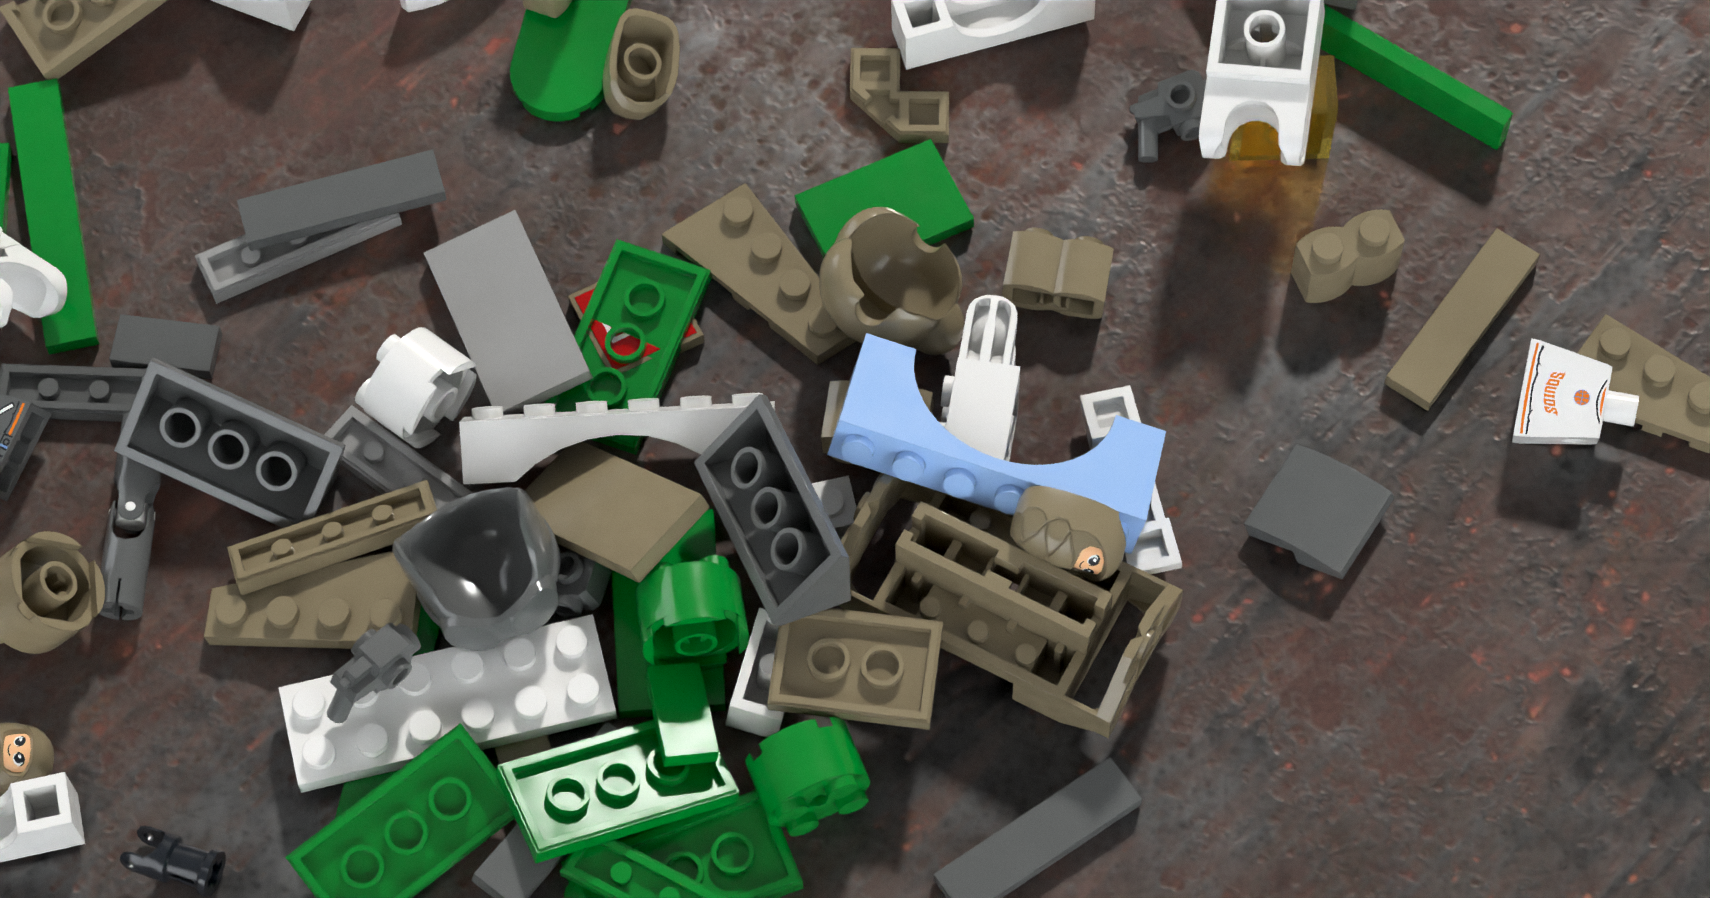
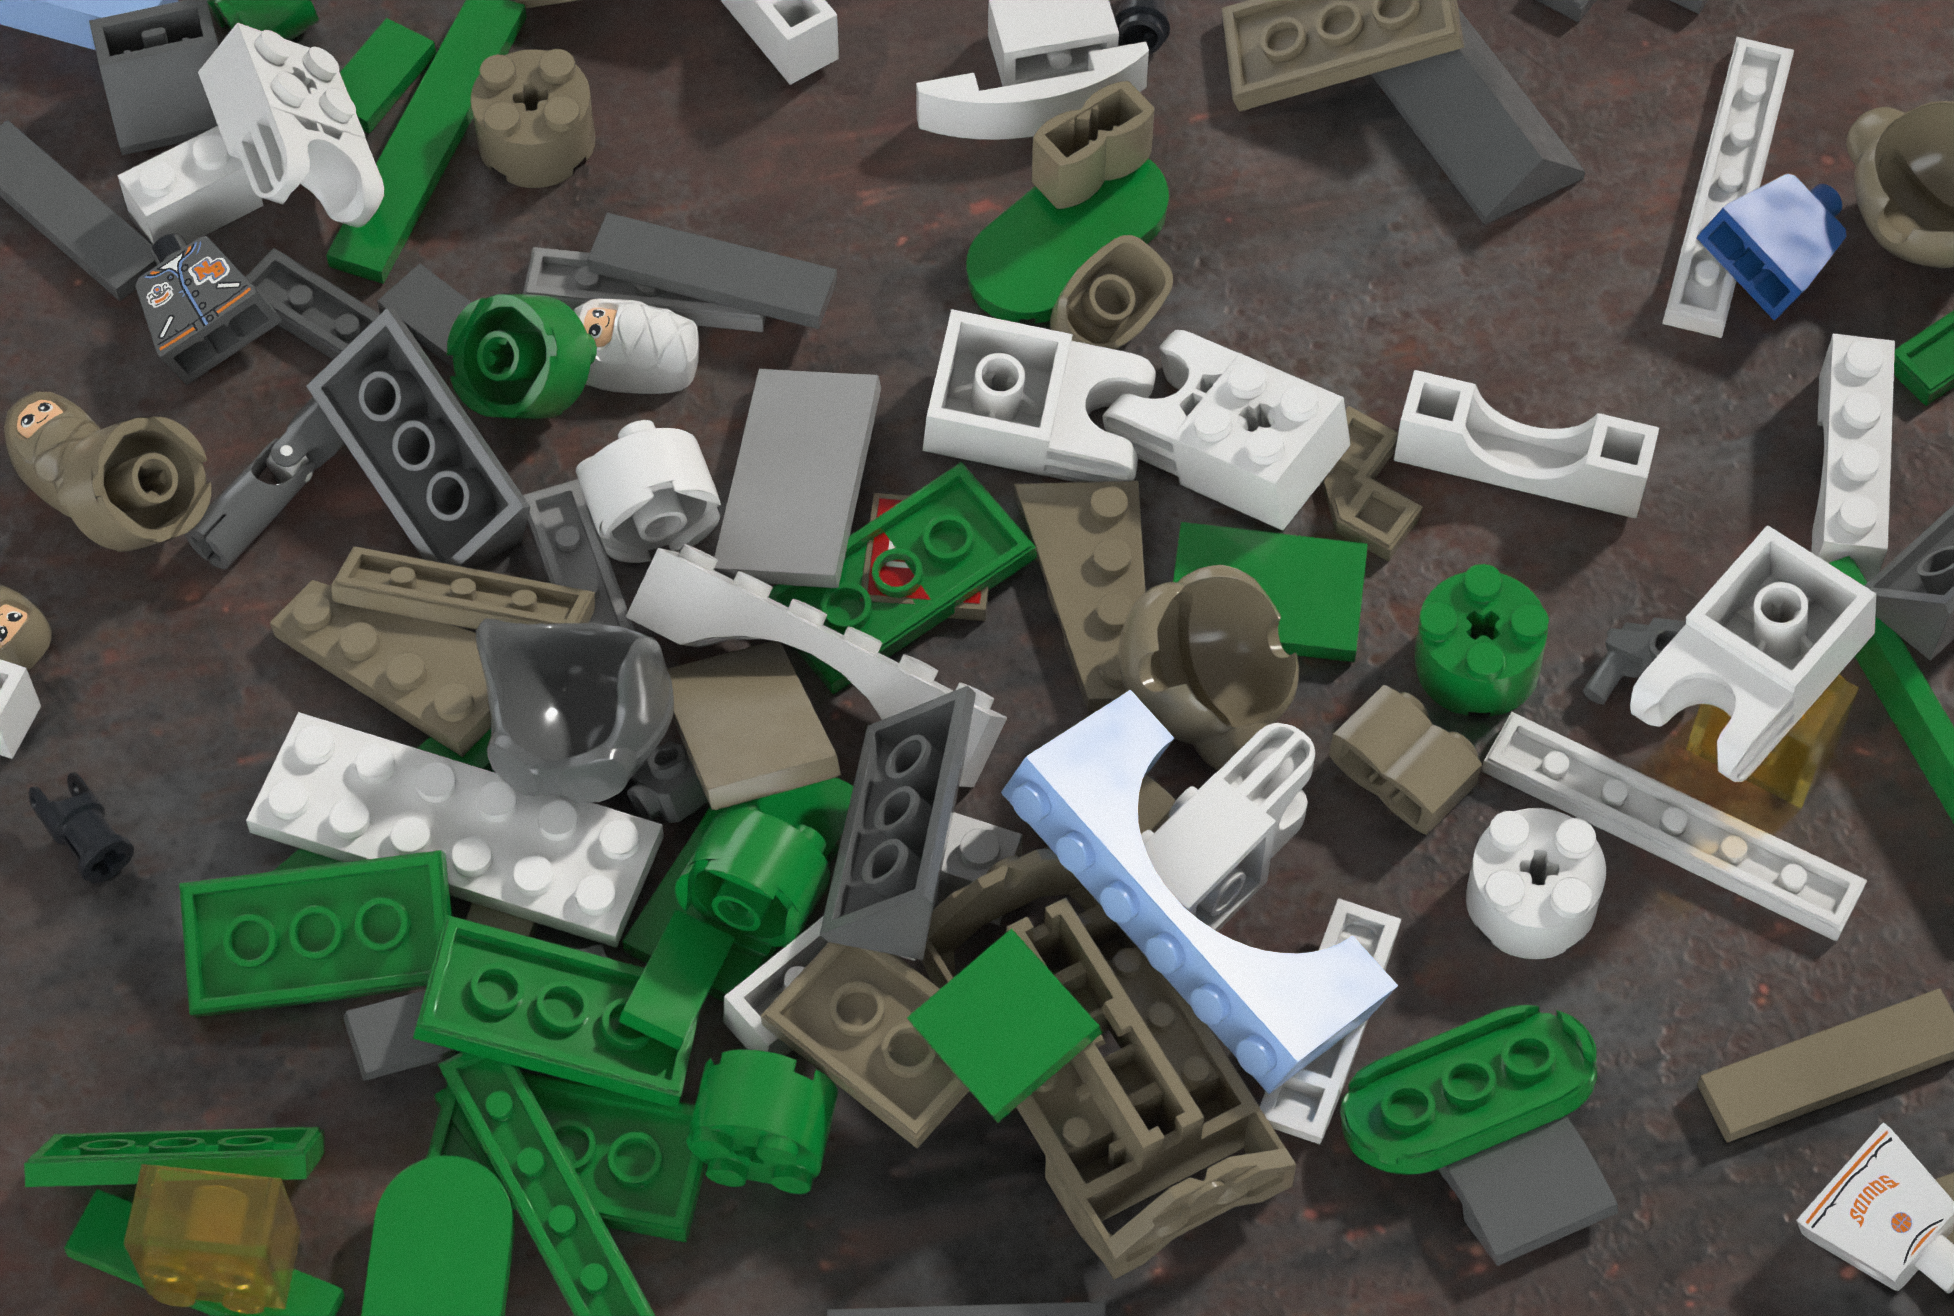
camera: 30 degrees right, 5 degrees down
(128, 158) = (533, 116): none -> dark tan brick
(273, 321) = (519, 356): none -> green brick
(320, 288) = (639, 347): none -> white piece
(378, 663) = (400, 738): dark grey piece -> none
(630, 167) = (1025, 398): none -> white brick
(789, 108) = (1235, 429): none -> white brick
(941, 611) = (1004, 1025): none -> green tile
(1054, 164) = (1480, 642): none -> green brick
(1069, 531) = (1201, 1023): dark tan piece -> none
(1199, 308) = (1542, 850): none -> white brick
(1244, 217) = (1674, 826): none -> white tile
(1247, 474) = (1468, 1089): none -> green tile
(1339, 257) = (1755, 922): dark tan brick -> none

